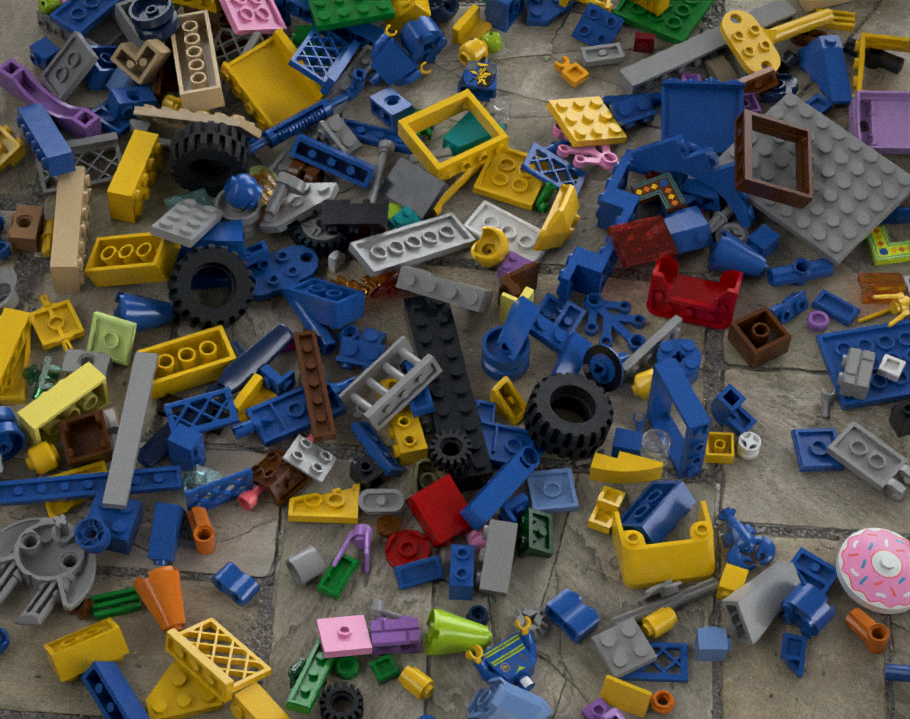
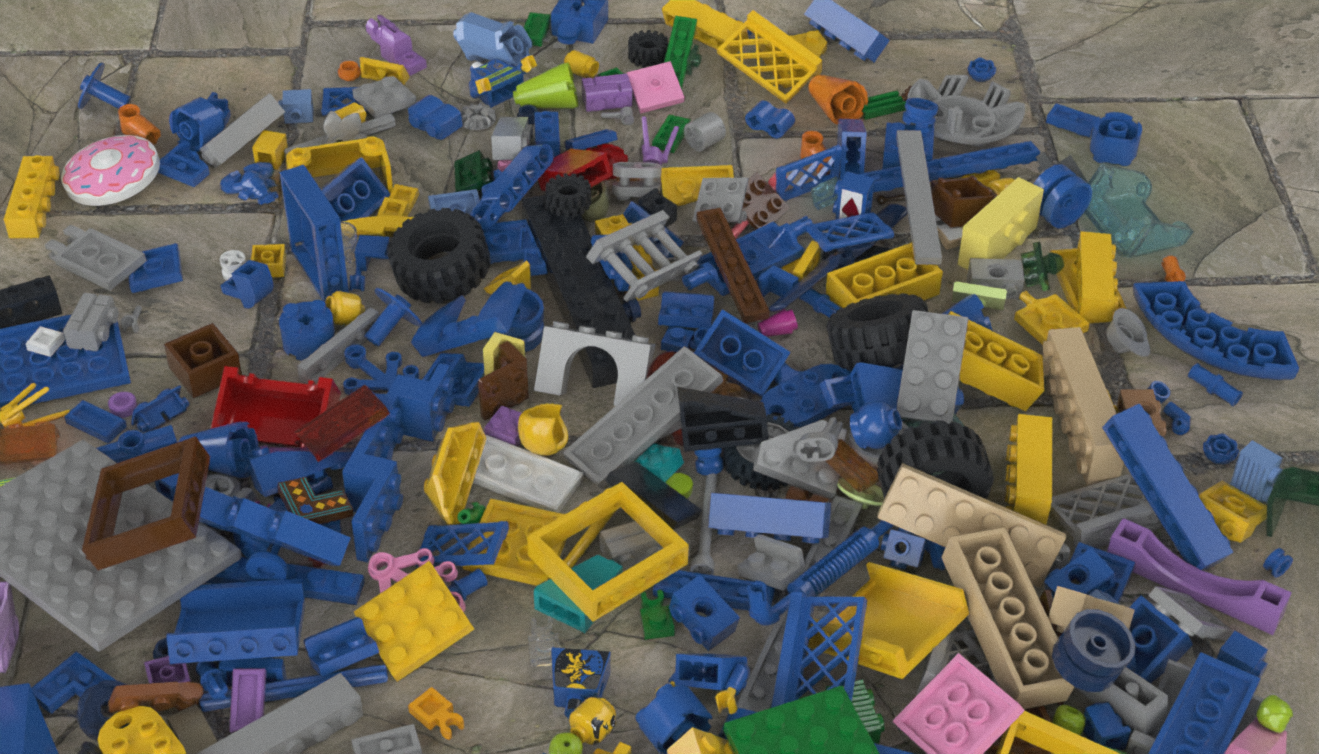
camera: 175 degrees right, 10 degrees down
(78, 650) = (895, 66): yellow slope -> none

